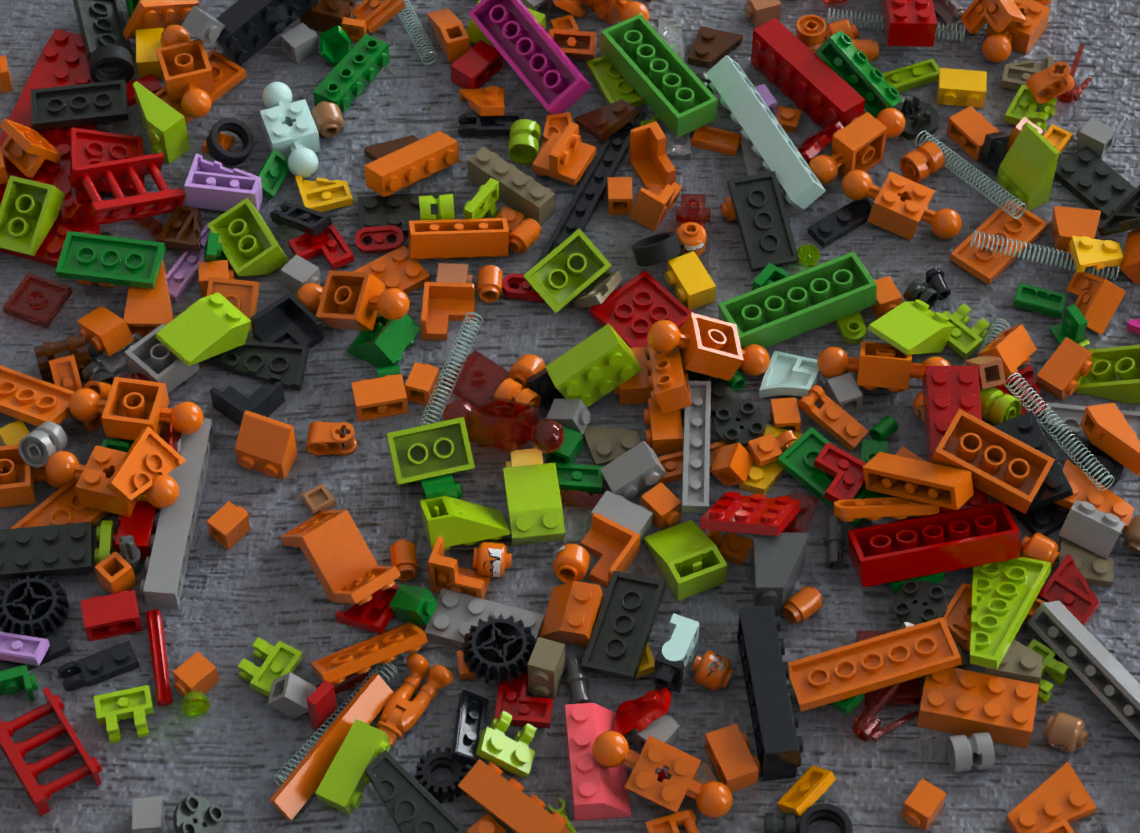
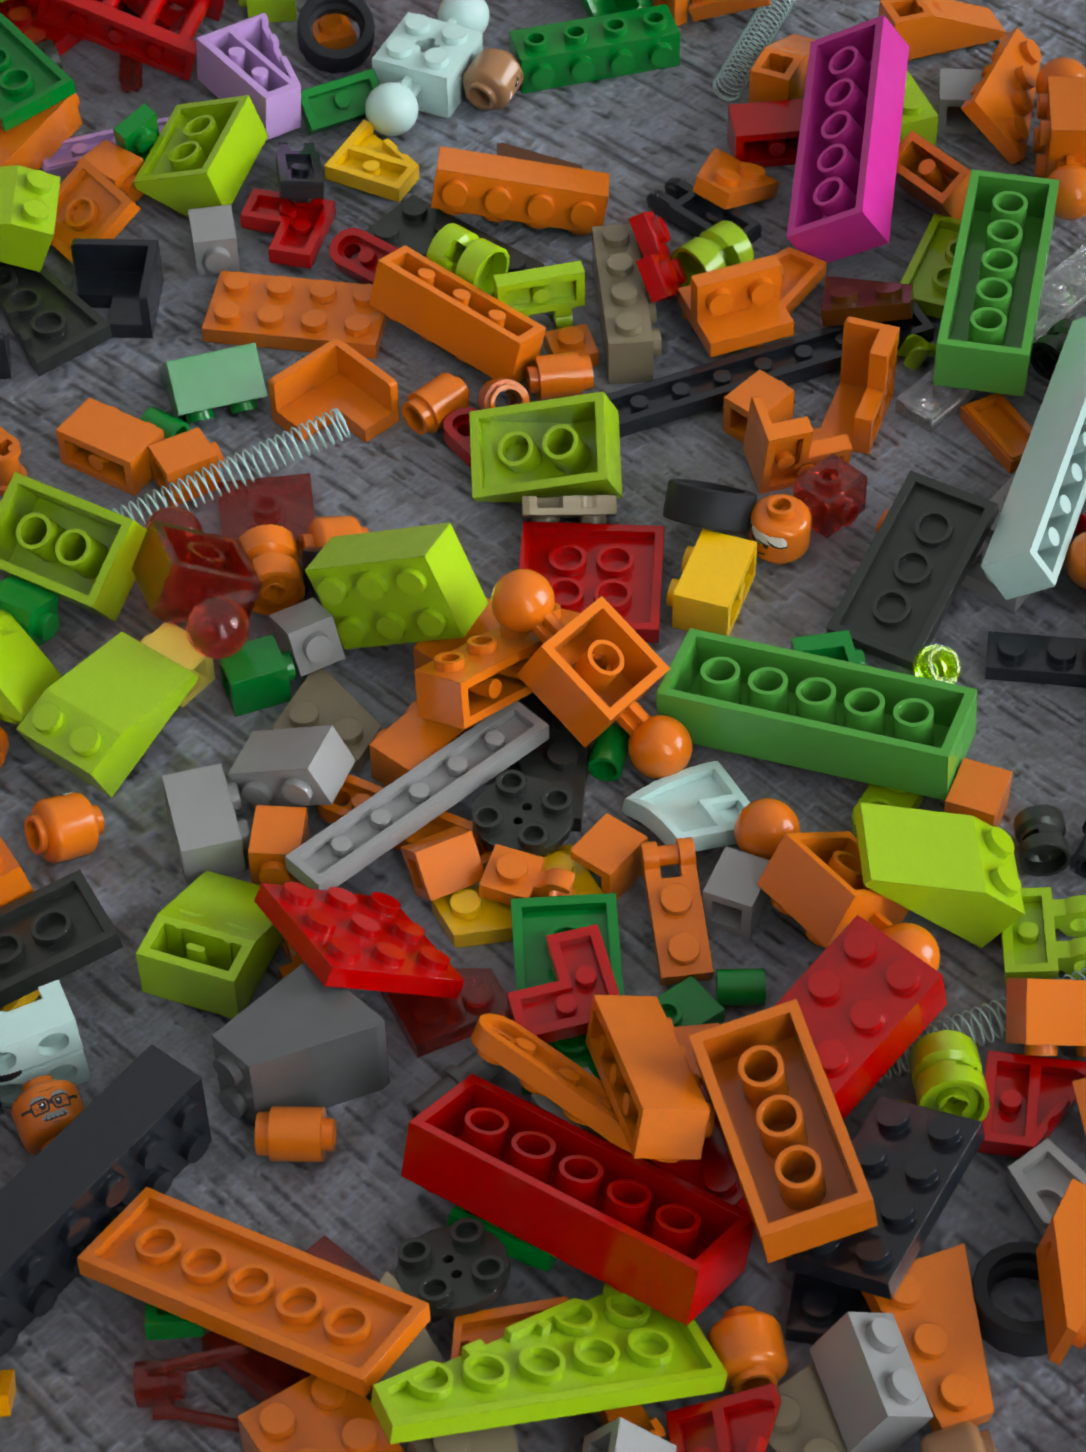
camera: 45 degrees right, 5 degrees down
(182, 229) = (158, 92): reddish brown wing -> none
(353, 300) = (208, 296): orange brick -> none
(453, 273) = (398, 360): nougat brick -> none
(519, 261) = (514, 391): none -> orange brick
(522, 161) = (657, 268): none -> red plate
(564, 23) = (967, 152): orange plate -> none
(579, 499) = (185, 746): clear red axle -> none
(580, 477) = (217, 721): green plate -> none
(613, 545) = (150, 857): orange panel -> none
(990, 370) = (975, 1007): nougat brick -> none
(1016, 382) = (1021, 1071): light aqua piece -> none

